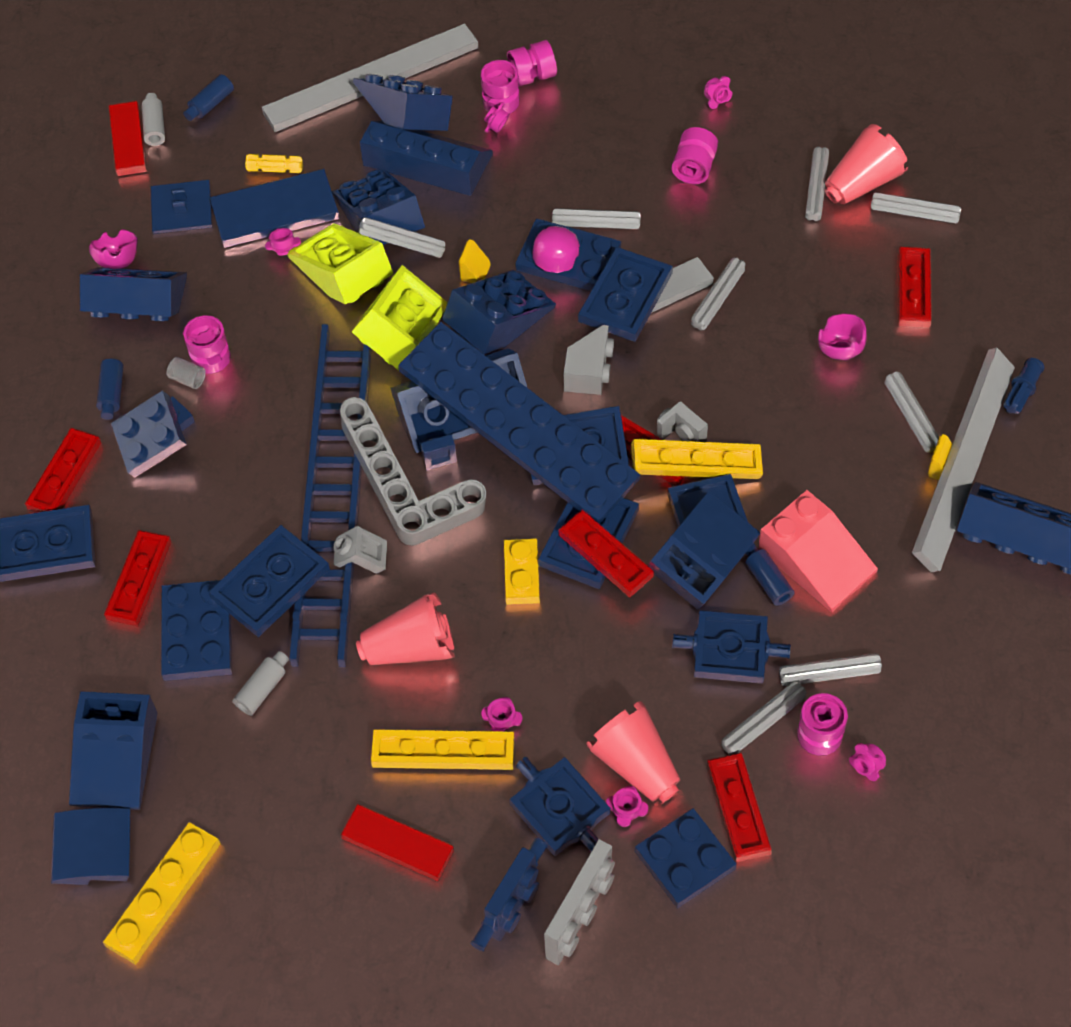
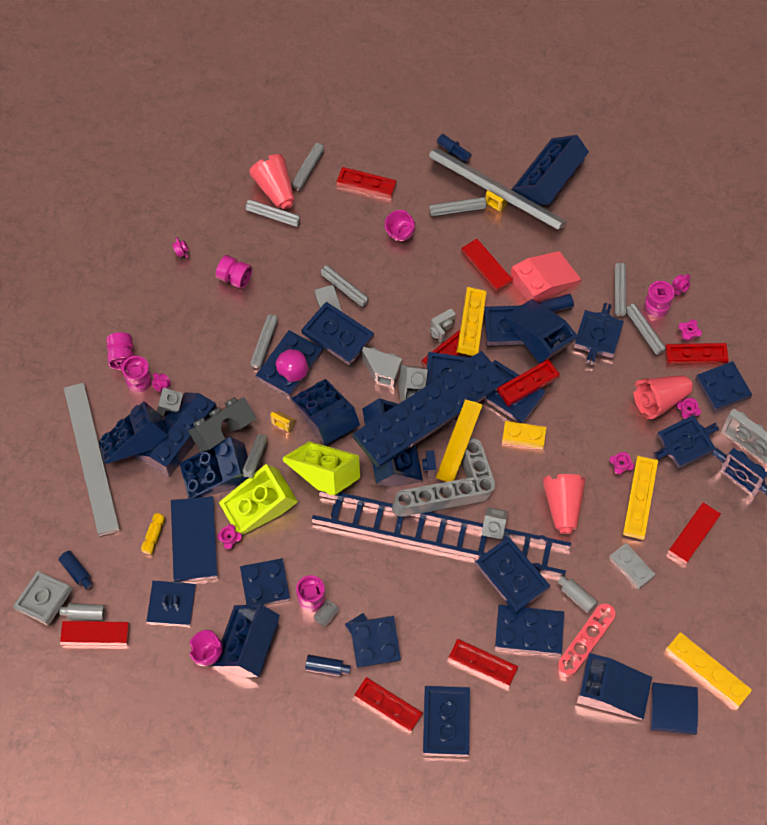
camera: 80 degrees left, 5 degrees up
(164, 74) = (42, 598): none -> light grey tile
(192, 704) = (585, 639): none -> coral beam
(223, 295) = (265, 583): none -> dark blue plate
(323, 757) = (632, 566): none -> light grey plate
(461, 200) = (208, 431): none -> dark grey arch
(464, 126) = (169, 401): none -> light grey bracket
(474, 471) = (459, 441): none -> yellow tile
(571, 395) = (411, 380): none -> light grey slope
(778, 797) = (687, 334): none -> dark pink plate
(816, 467) = (486, 265): none -> red tile

